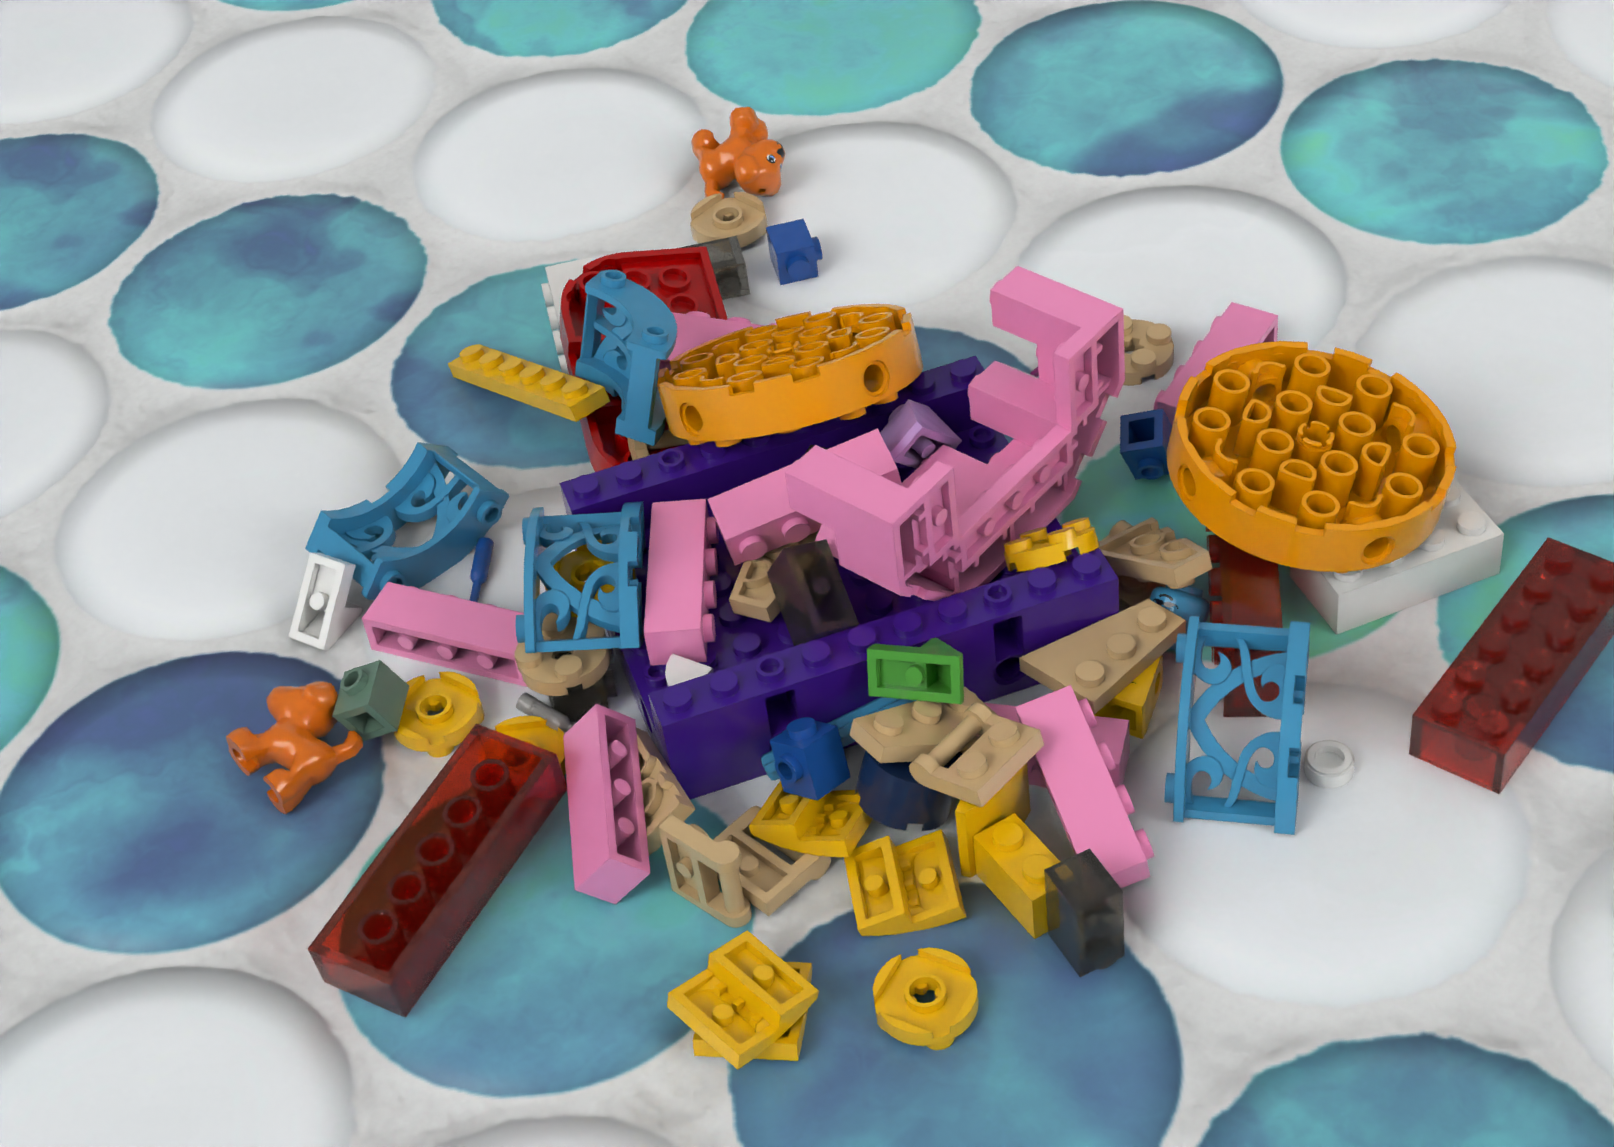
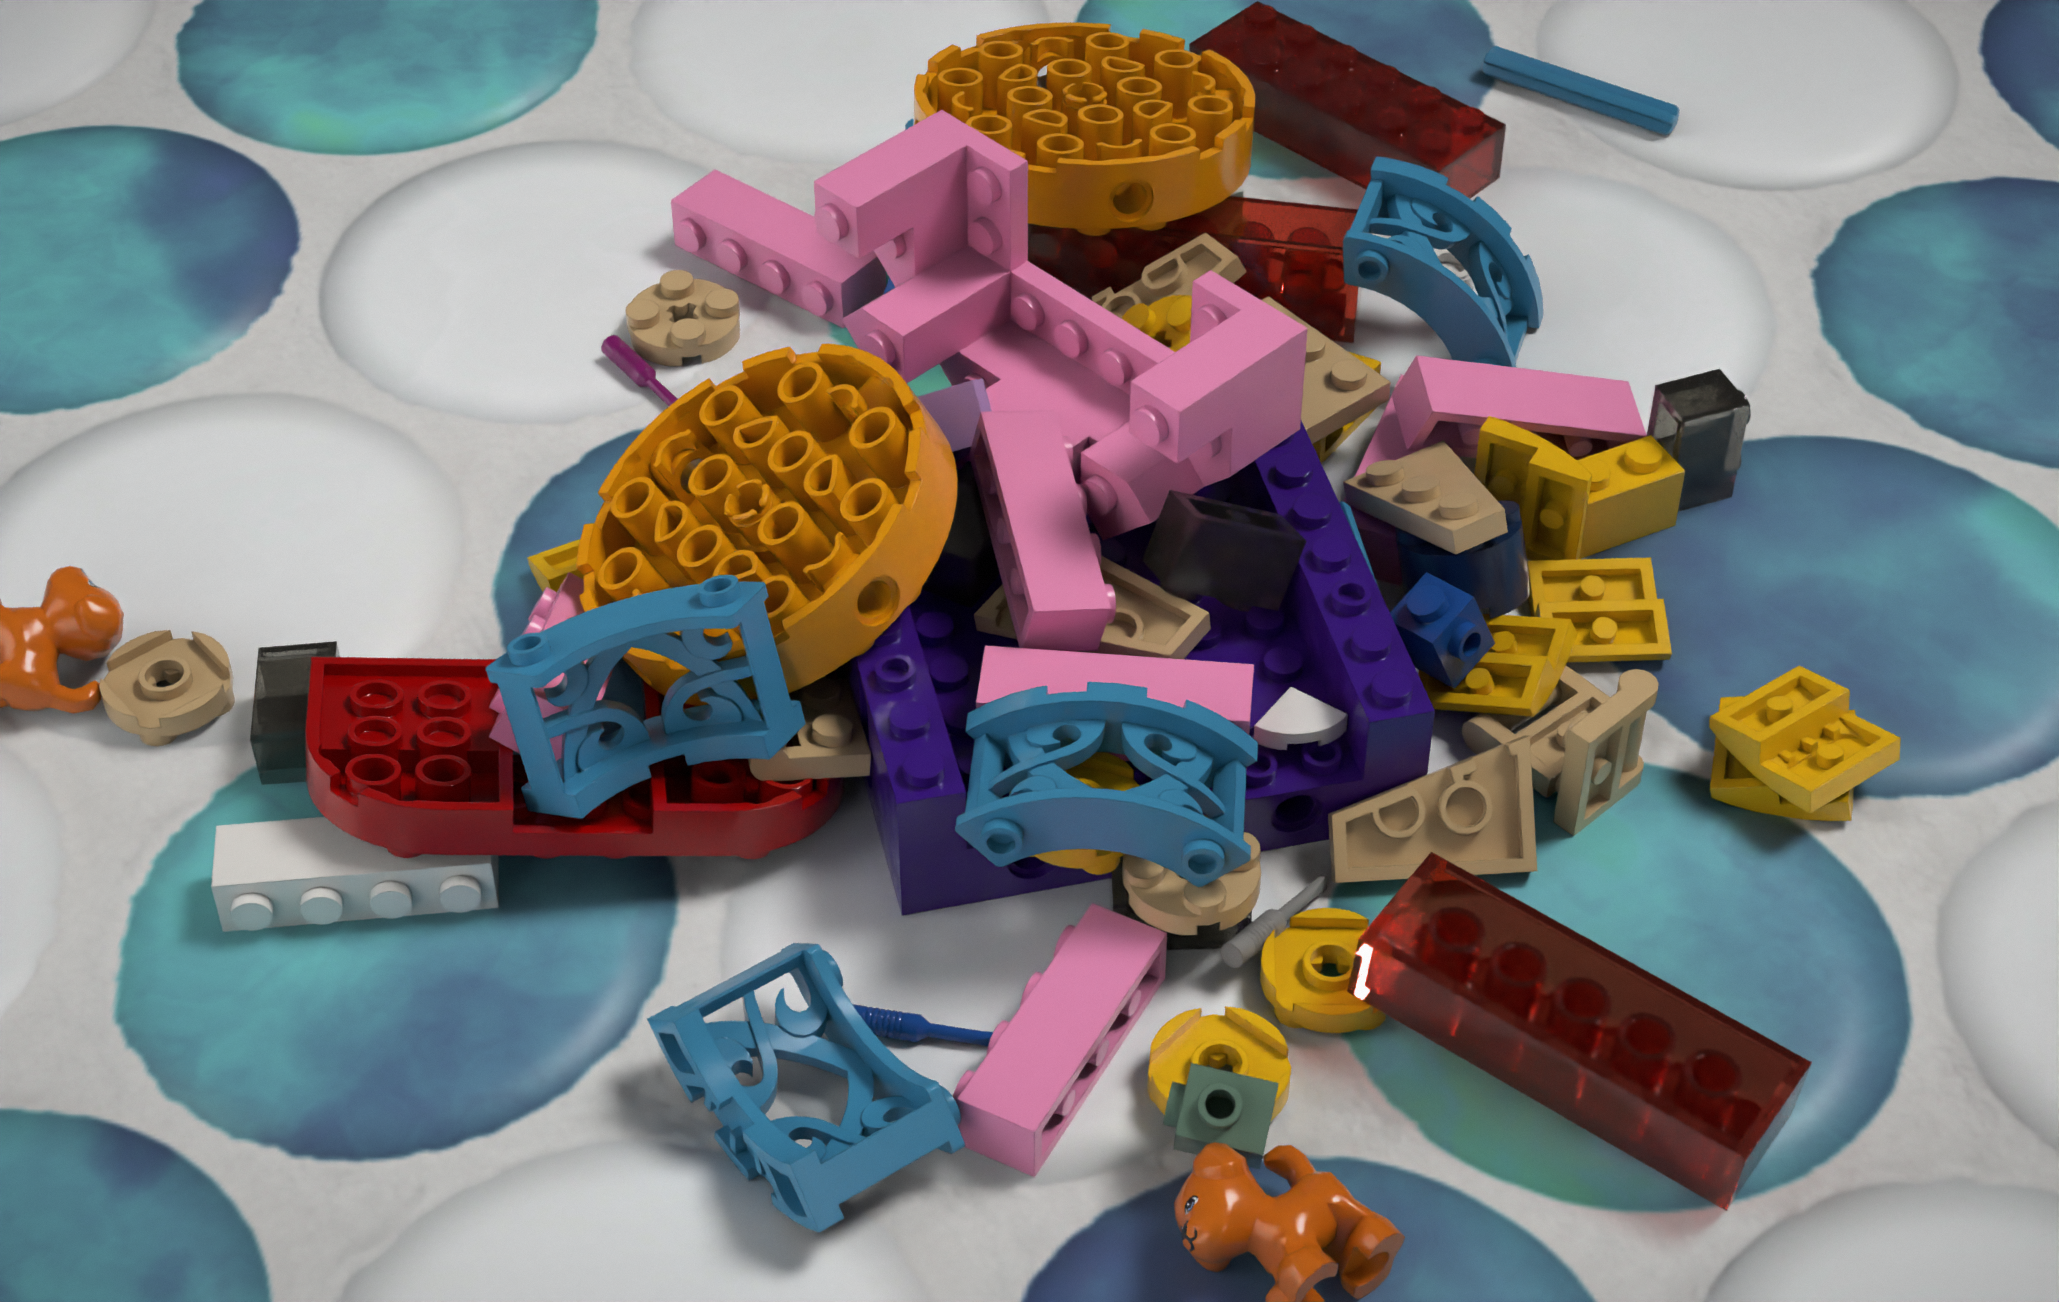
camera: 90 degrees left, 0 degrees up
(322, 606) = (953, 1208): white slope -> none
(528, 382) = (527, 910): yellow plate -> none
(605, 805) = (1513, 850): bright pink brick -> none
(793, 251) = (303, 606): blue brick -> none
(916, 673) = (1374, 468): bright green slope -> none
(929, 1023) = (1787, 632): yellow plate -> none
(986, 765) = (1523, 433): tan plate -> none

